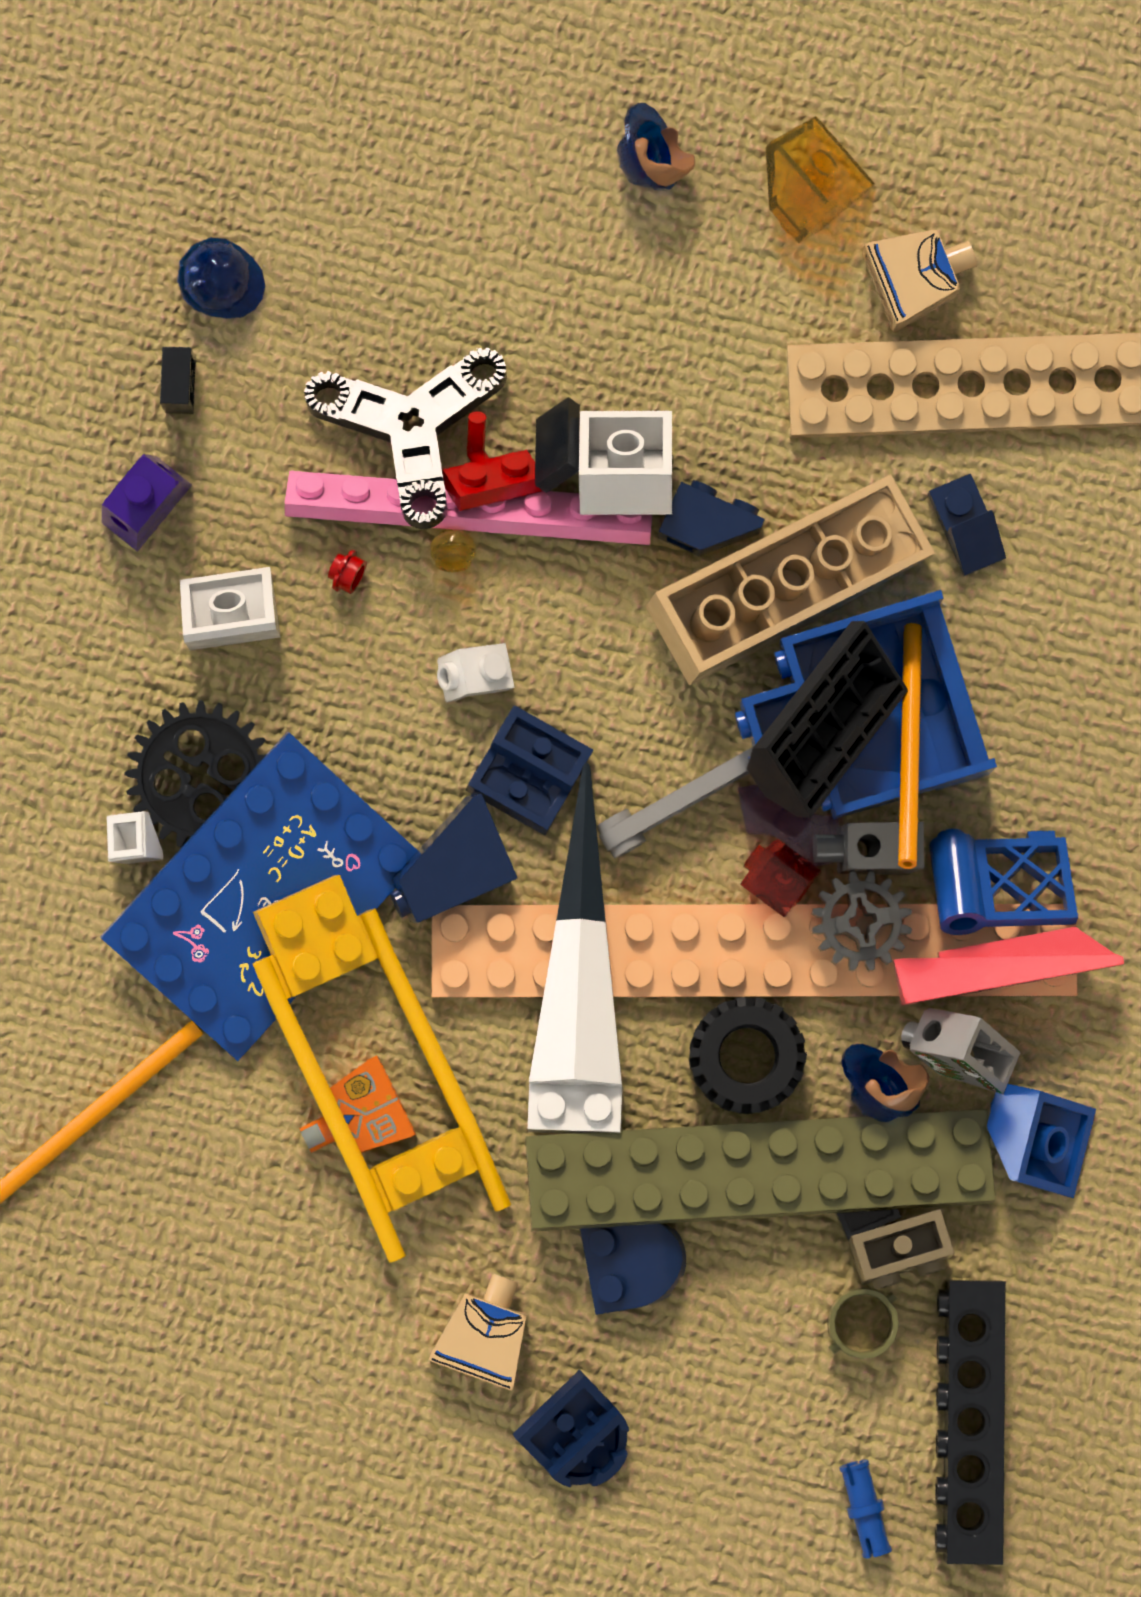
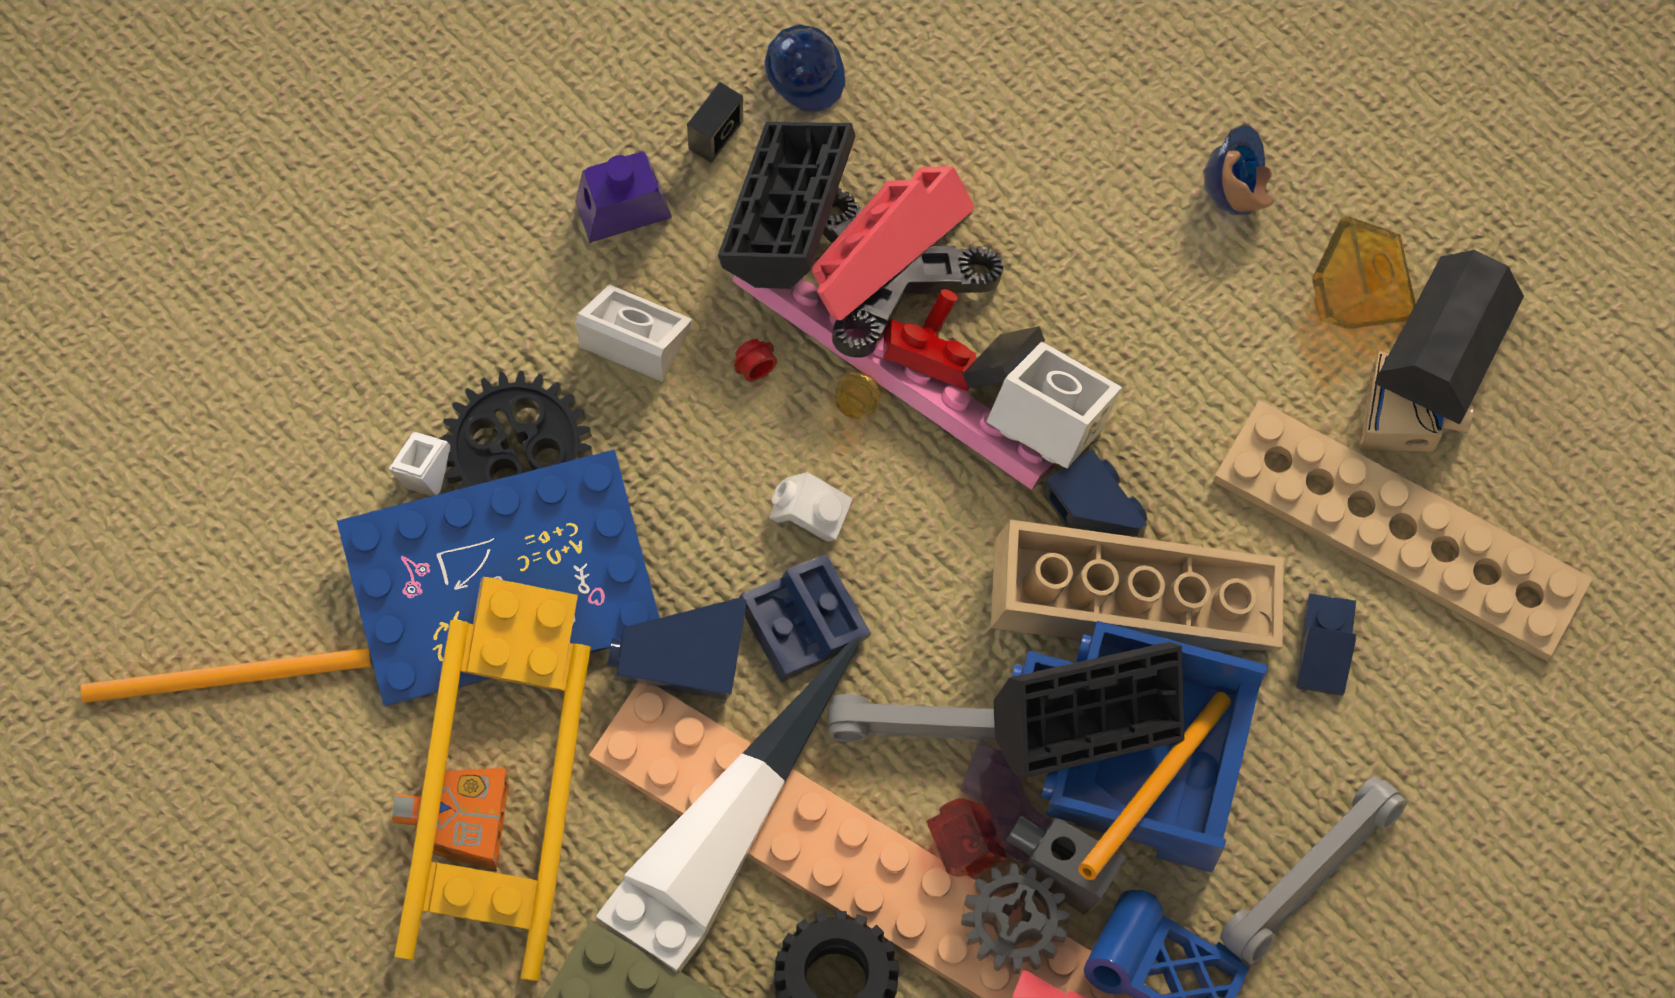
camera: 30 degrees right, 15 degrees down
(289, 421) = (785, 202): none -> black piece
(393, 396) = (889, 235): none -> coral wedge
(916, 190) = (1452, 334): none -> black piece
(1051, 810) = (1252, 932): none -> light grey piece

